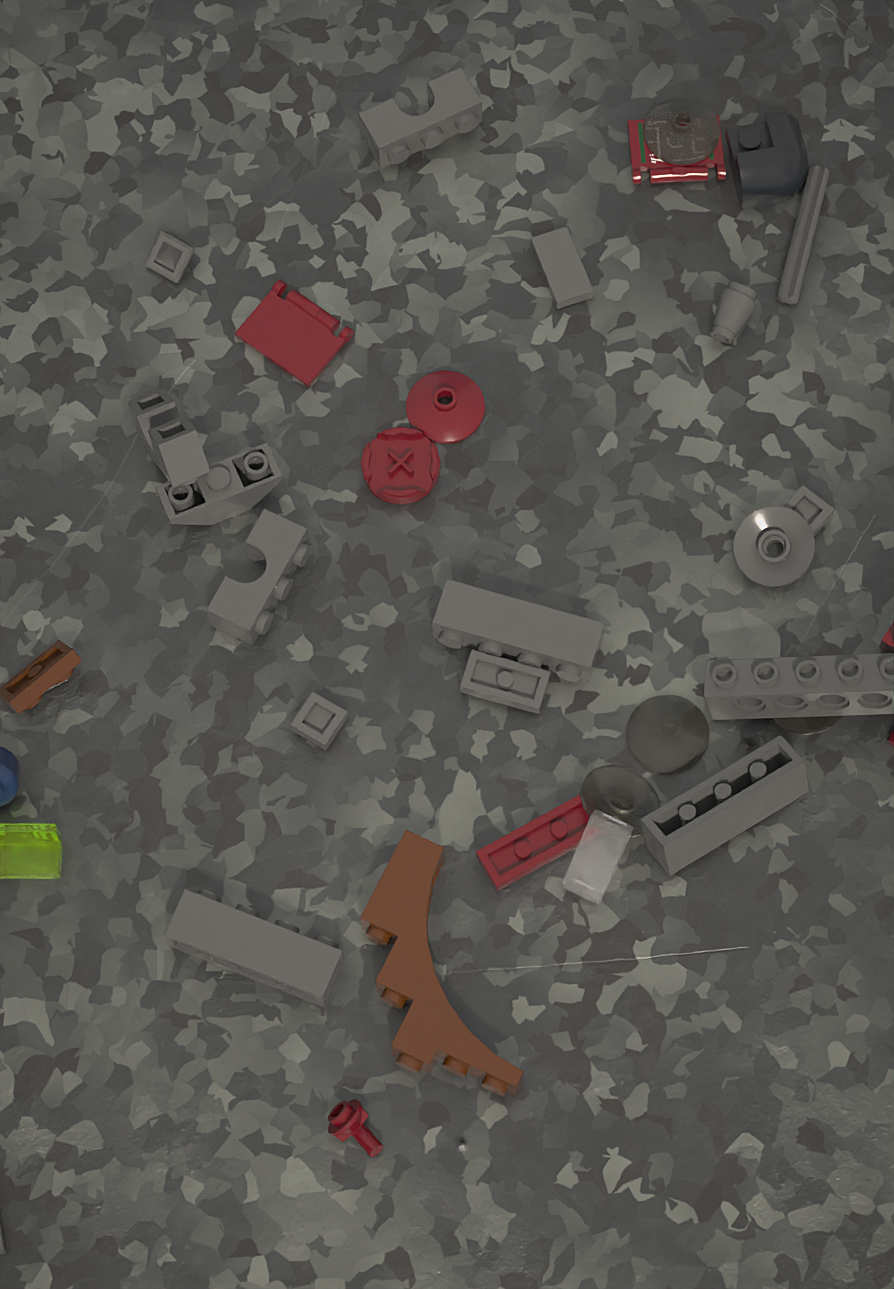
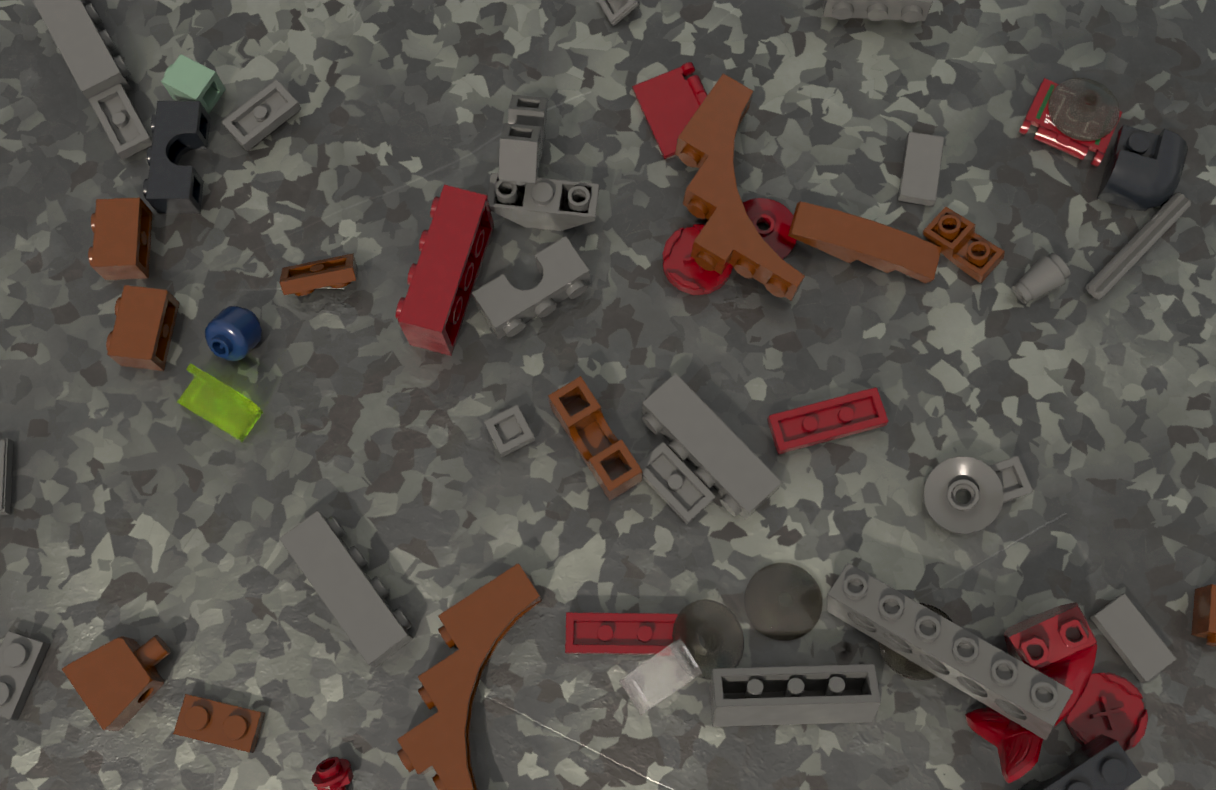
camera: 30 degrees right, 5 degrees up
(86, 1151) = (118, 679): none -> reddish brown torso
(166, 603) = (445, 270): none -> dark red brick
(208, 1139) = (219, 723): none -> reddish brown plate
(382, 670) = (598, 446): none -> reddish brown arch
(383, 395) = (713, 194): none -> reddish brown arch
(549, 362) = (864, 240): none -> reddish brown slope
(612, 548) = (827, 420): none -> dark red plate
(642, 320) = (962, 245): none -> reddish brown slope

